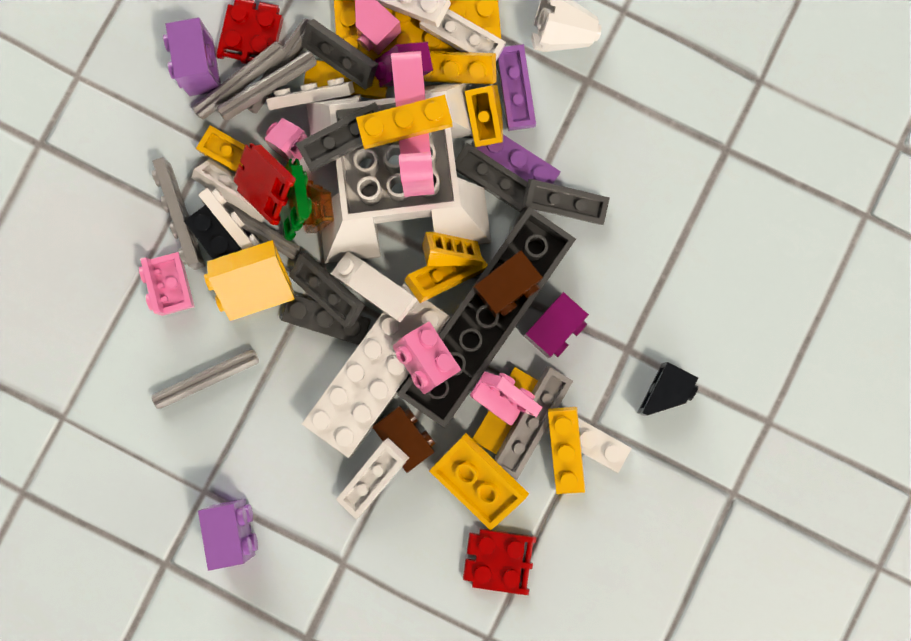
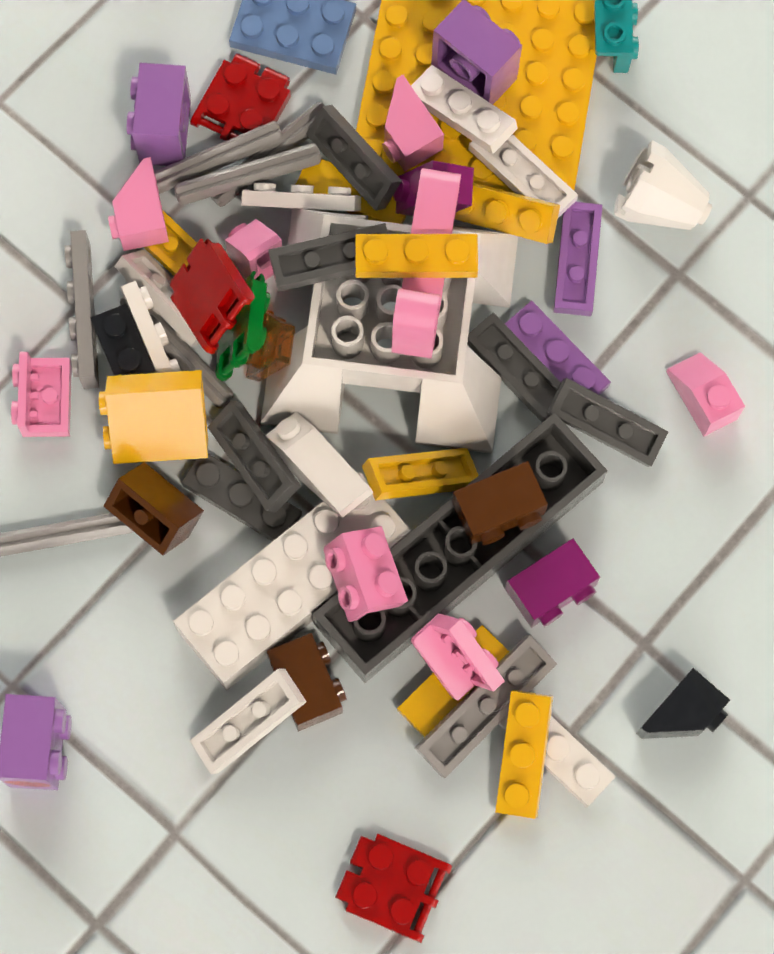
camera: 15 degrees right, 10 degrees down
(196, 132) = (139, 210): none -> bright pink slope
(266, 345) = (153, 508): none -> reddish brown brick
(443, 250) = (433, 444): yellow slope -> none
(478, 482) = (392, 764): yellow plate -> none
(485, 115) = (527, 281): yellow slope -> none
(628, 161) = (706, 393): none -> bright pink slope

